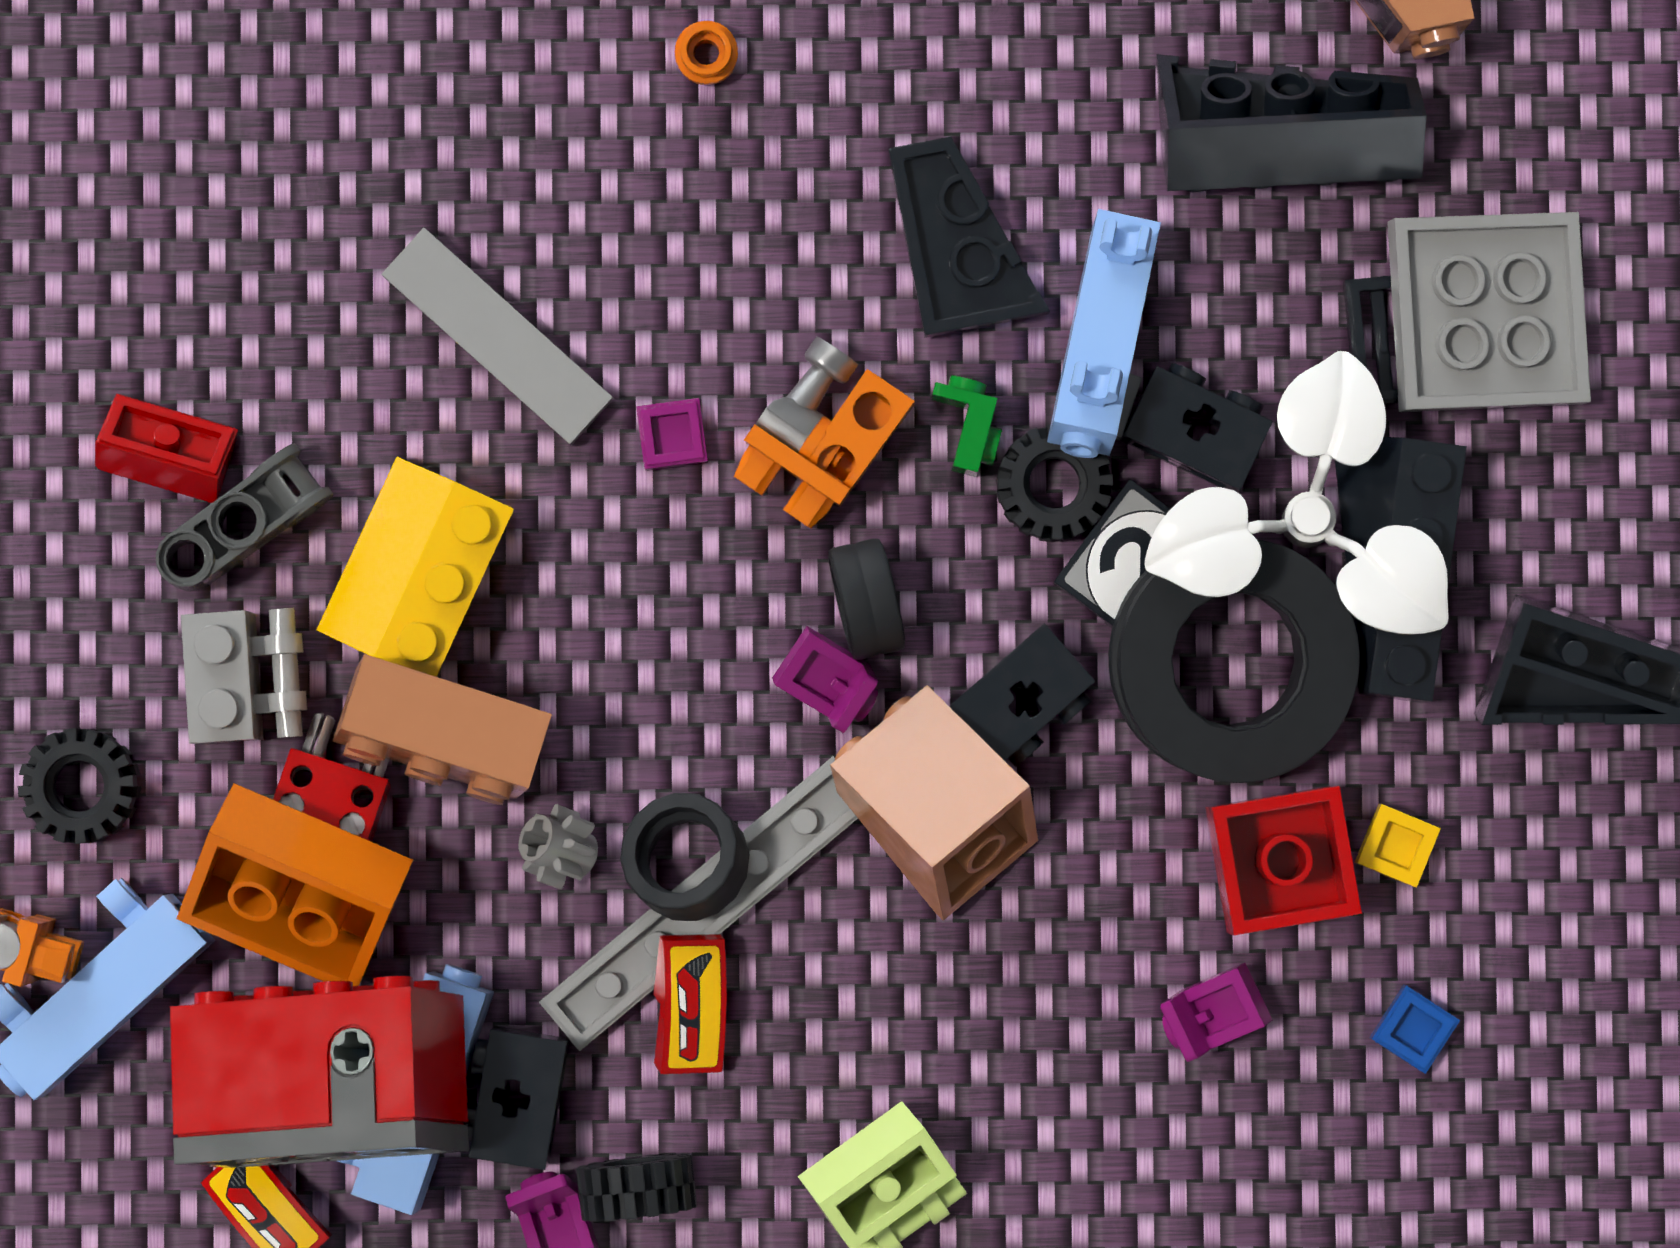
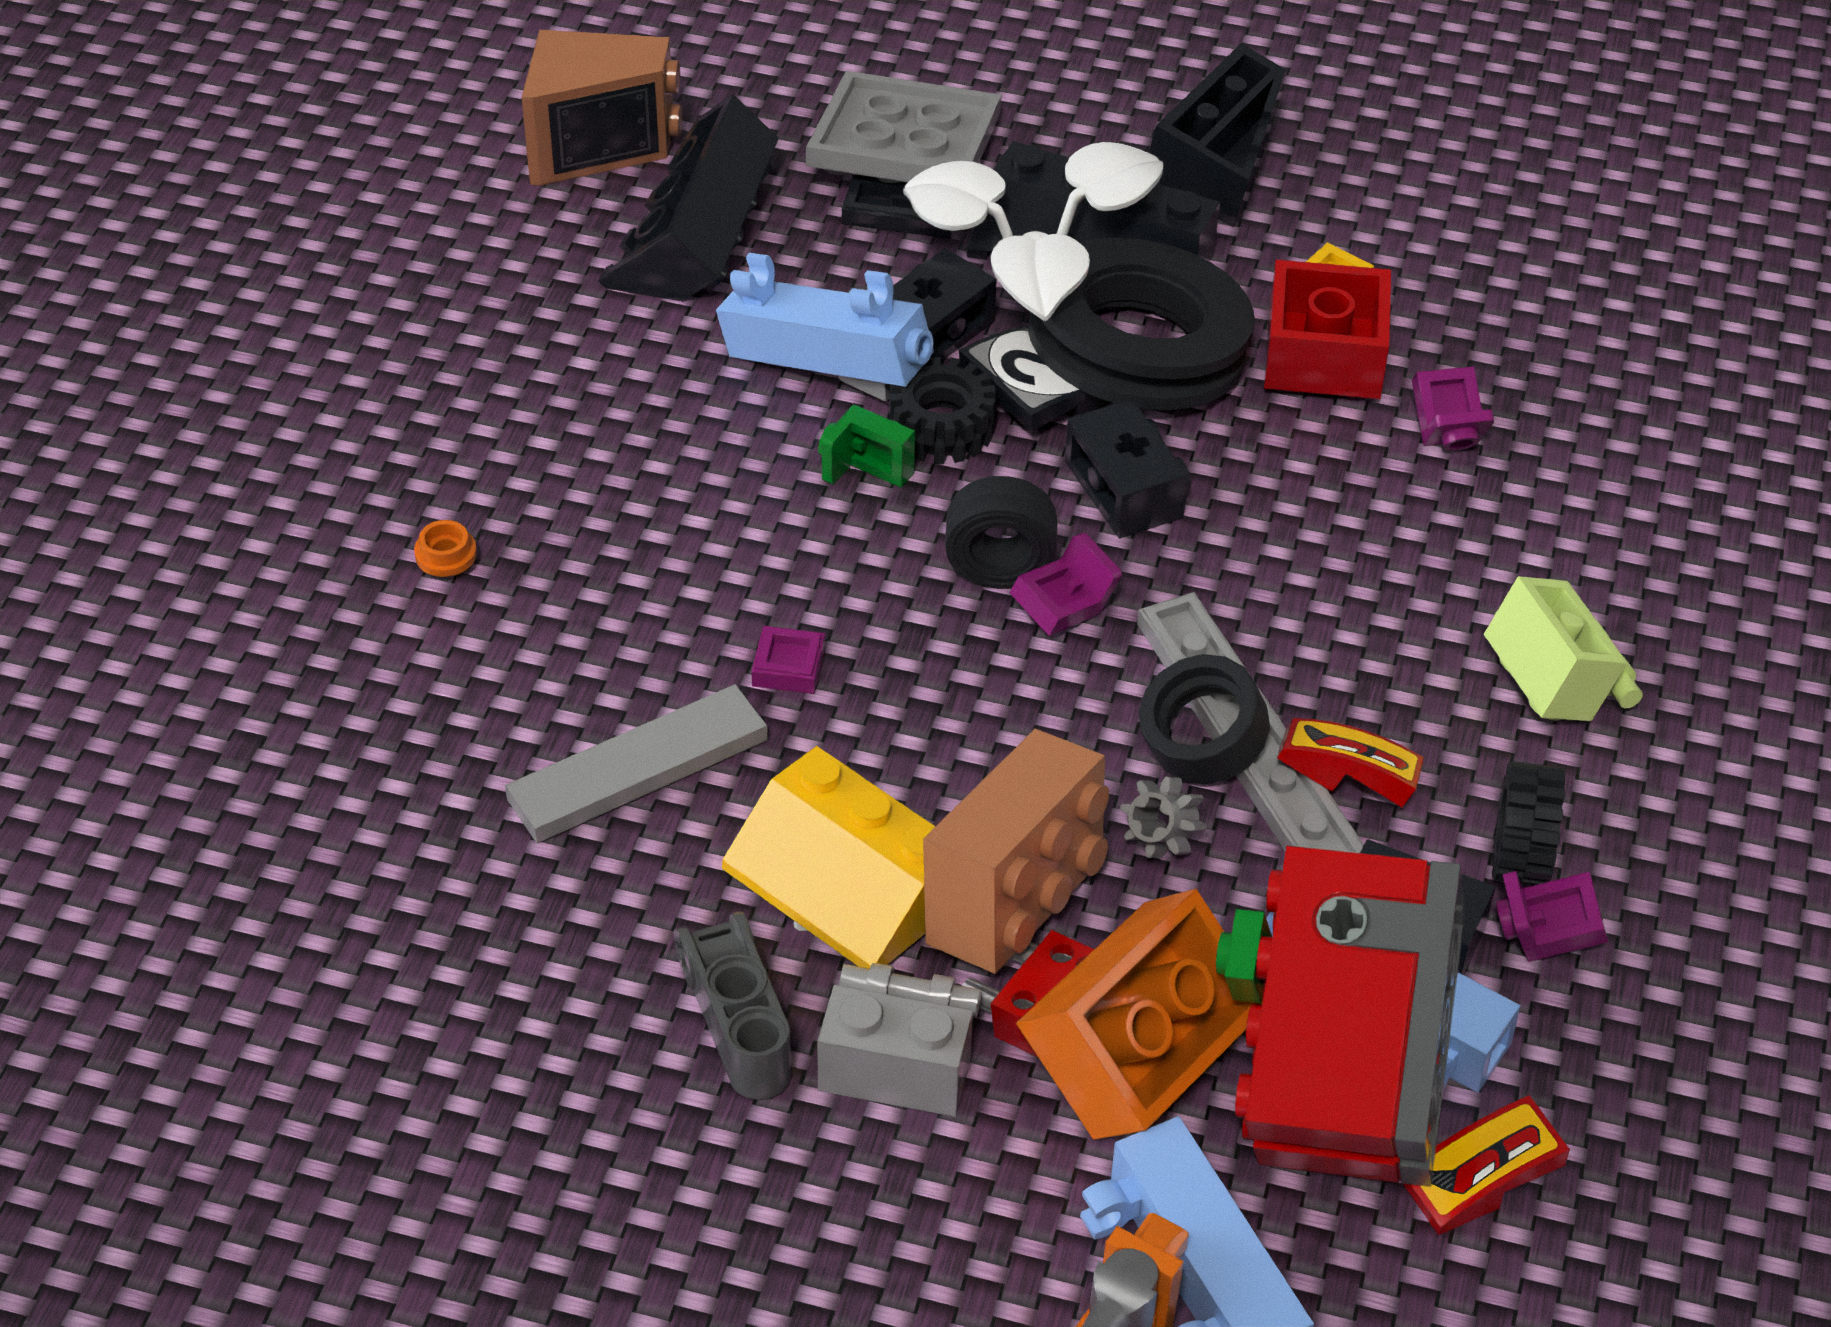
camera: 70 degrees left, 40 degrees down
(41, 794) = (966, 1255): black tyre -> none
(165, 448) = (632, 1062): red slope -> none
(344, 963) = (1238, 955): none -> green plate
(813, 448) = (851, 545): orange hips -> none
(936, 800) = (1204, 524): slope -> none
(956, 248) = (710, 429): black wing -> none
(1414, 1029) = (1495, 308): blue tile -> none

